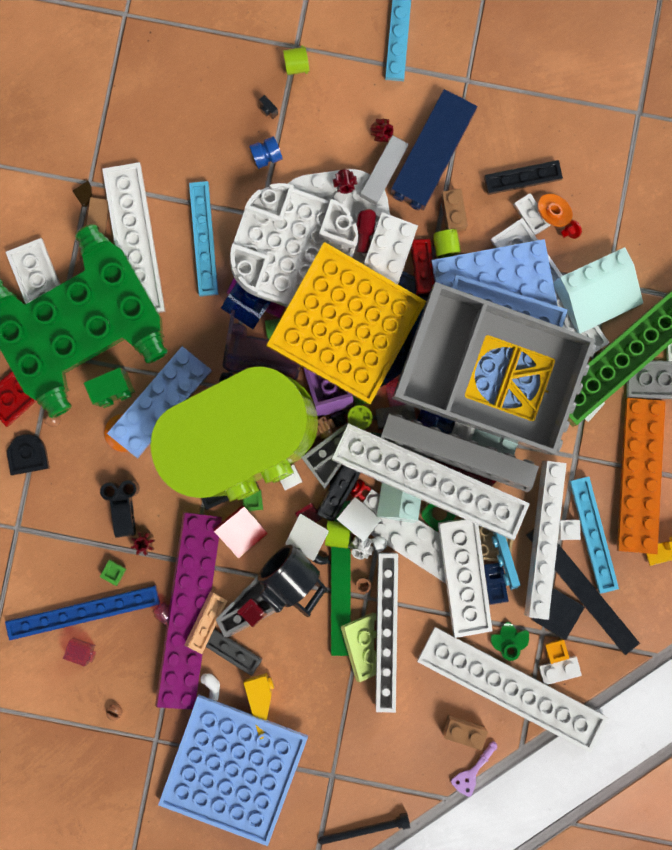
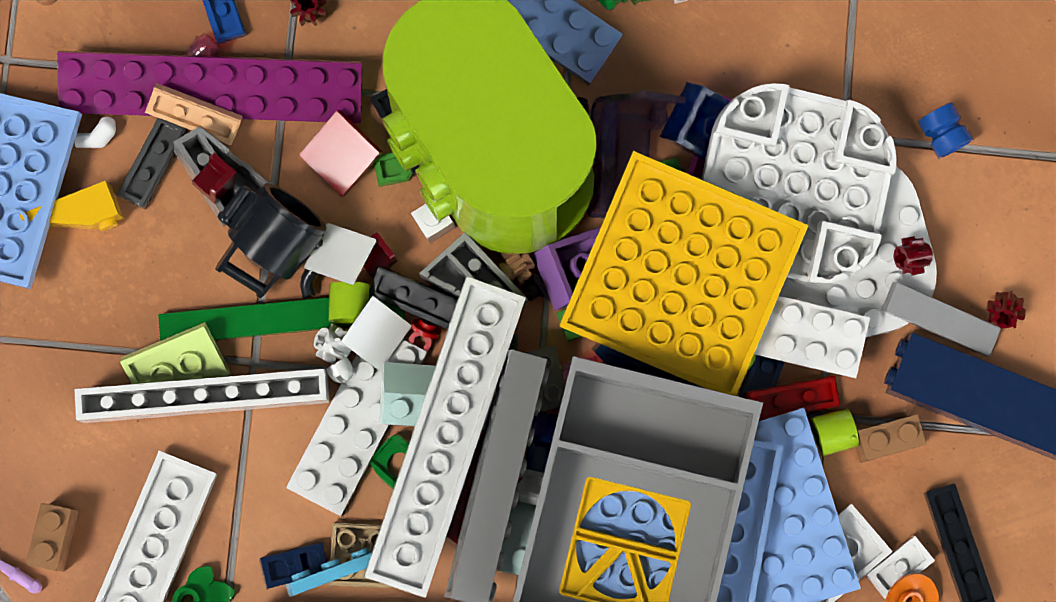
camera: 80 degrees right, 5 degrees down
(203, 238) = (796, 49): medium azure plate -> none
(268, 107) = (1018, 126): black plate -> none
(360, 417) = (538, 321): lime piece -> none
(363, 589) = (267, 356): nougat hinge -> none
(366, 227) = (842, 295): dark red arm -> none
(465, 577) = (298, 512): white plate -> none

